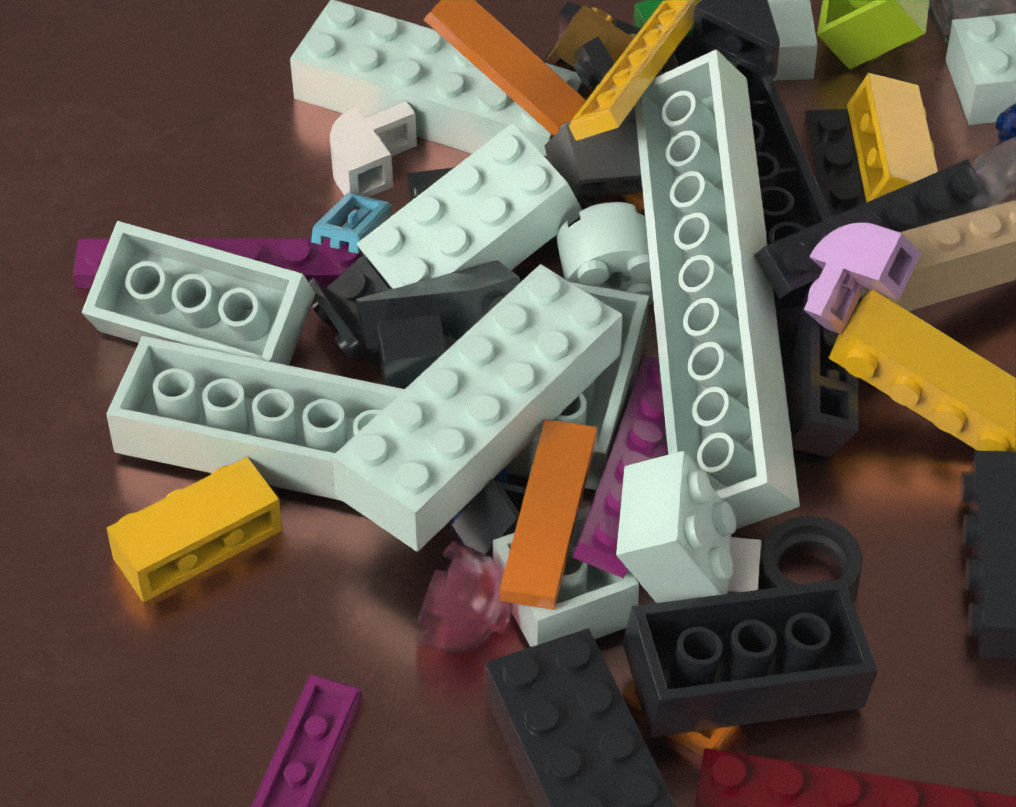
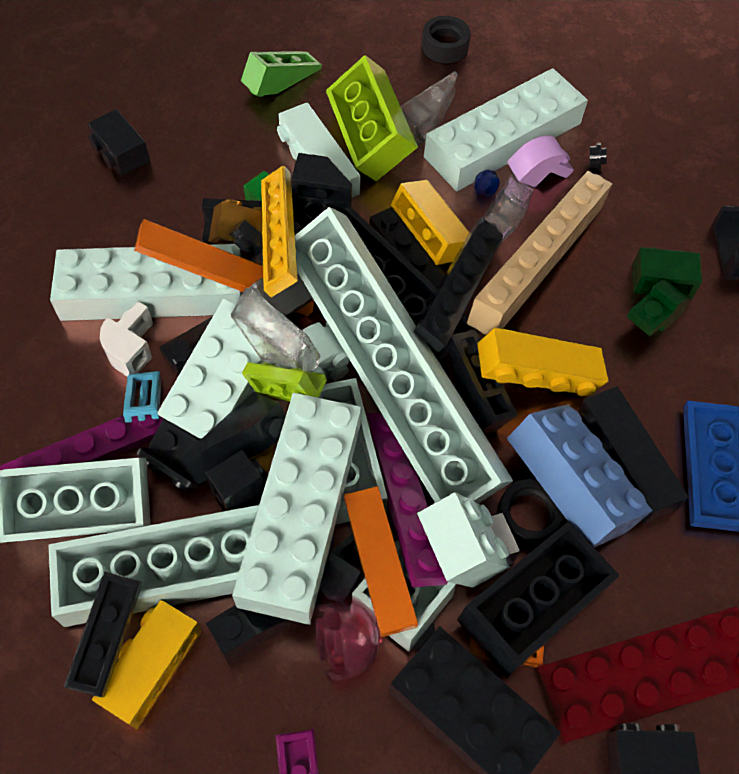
camera: 30 degrees left, 10 degrees up
(158, 457) = (103, 635): none -> black tile
(339, 541) = (243, 630): none -> black slope
(526, 246) = (282, 382): none -> lime bracket
(550, 189) = (273, 335): none -> clear slope
(853, 260) = (479, 312): lavender brick -> none
(903, 538) = (578, 474): none -> medium blue brick

